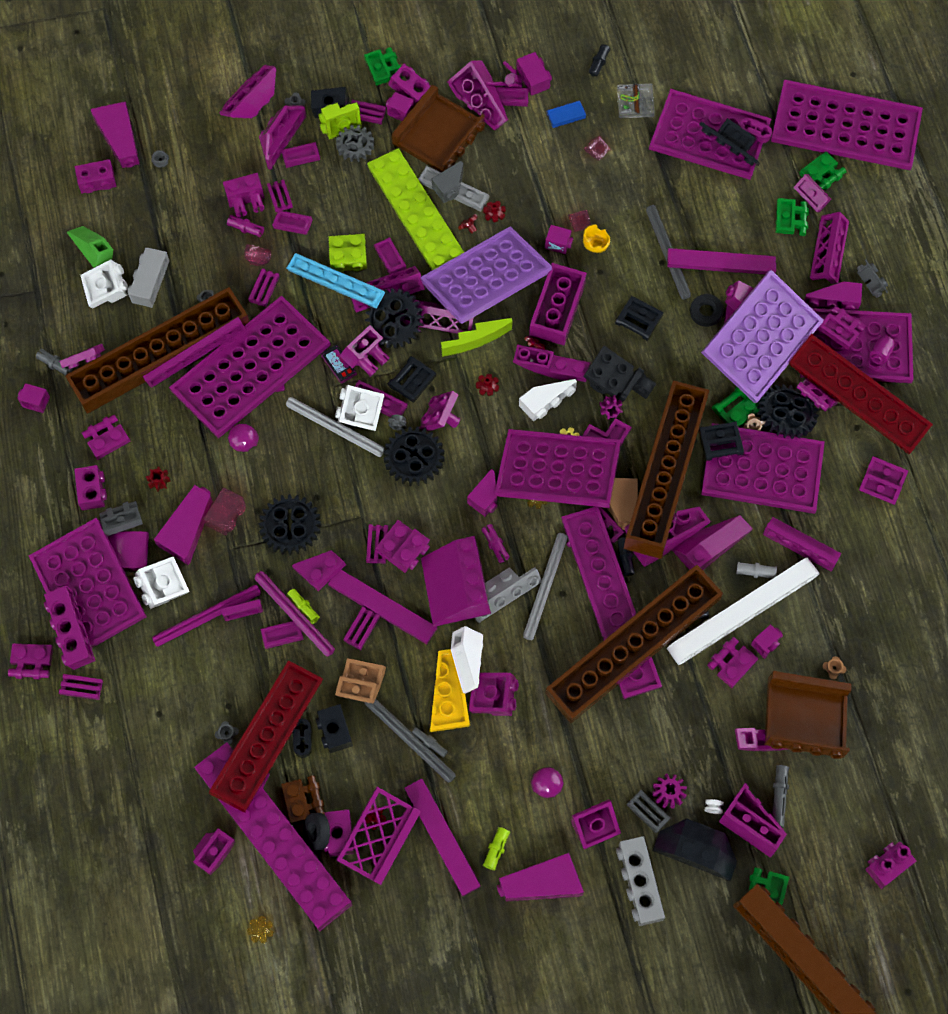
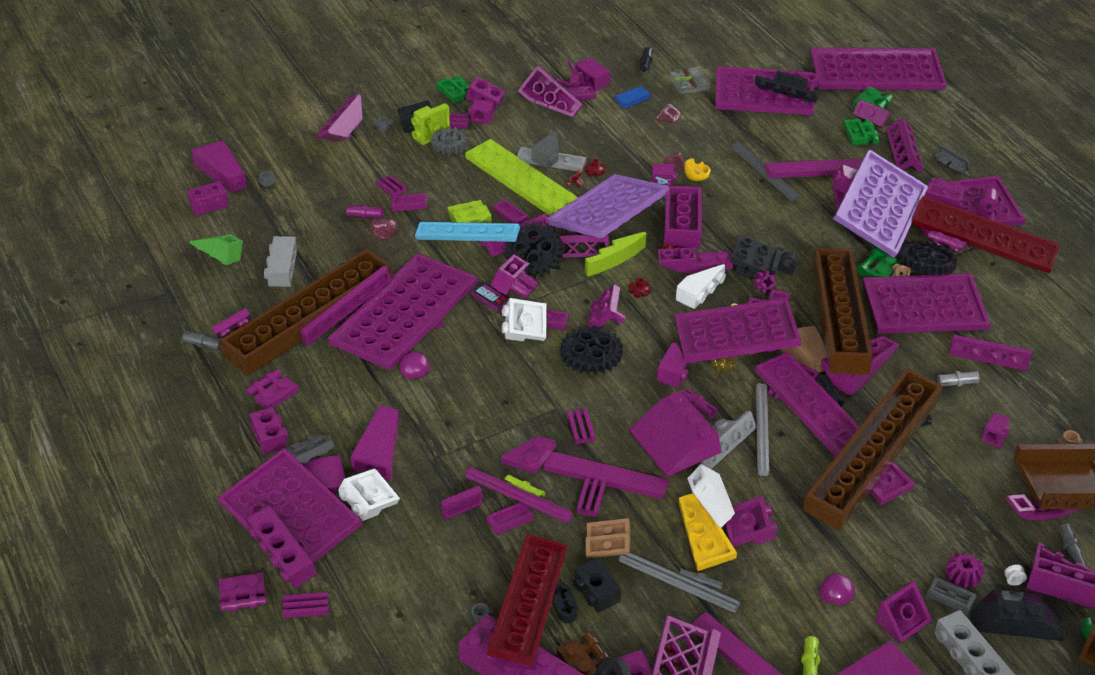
camera: 15 degrees left, 25 degrees down
(33, 398) = (188, 370): magenta brick -> none
(104, 284) = (238, 271): white plate -> none
(154, 482) = (338, 411): dark red gear -> none
(205, 616) = (417, 520): magenta axle -> none
(225, 511) = (417, 423): clear pink brick -> none
(243, 191) = (356, 186): magenta brick -> none
(263, 273) = (398, 245): magenta tile -> none
(280, 132) = (377, 142): magenta wedge -> none
(300, 155) = (400, 157): magenta tile -> none
(308, 523) = (473, 428): black gear -> none
(335, 426) = (504, 342): light grey axle -> none
(397, 422) = (564, 326): dark grey plate -> none
(403, 546) = (609, 421): magenta plate -> none
(416, 382) = (571, 296): black plate -> none
(437, 130) = (519, 122): reddish brown panel -> none
(642, 313) = (761, 214): black plate -> none
(706, 299) = (817, 211): black tyre -> none
(711, 542) = (915, 359): magenta wedge -> none
(719, 435) = (877, 281): black plate -> none
(737, 666) = (978, 456): magenta plate -> none
(742, 611) = (960, 412): white beam -> none
(843, 295) = (931, 170): magenta slope -> none
(883, 480) = (1037, 294): magenta slope -> none

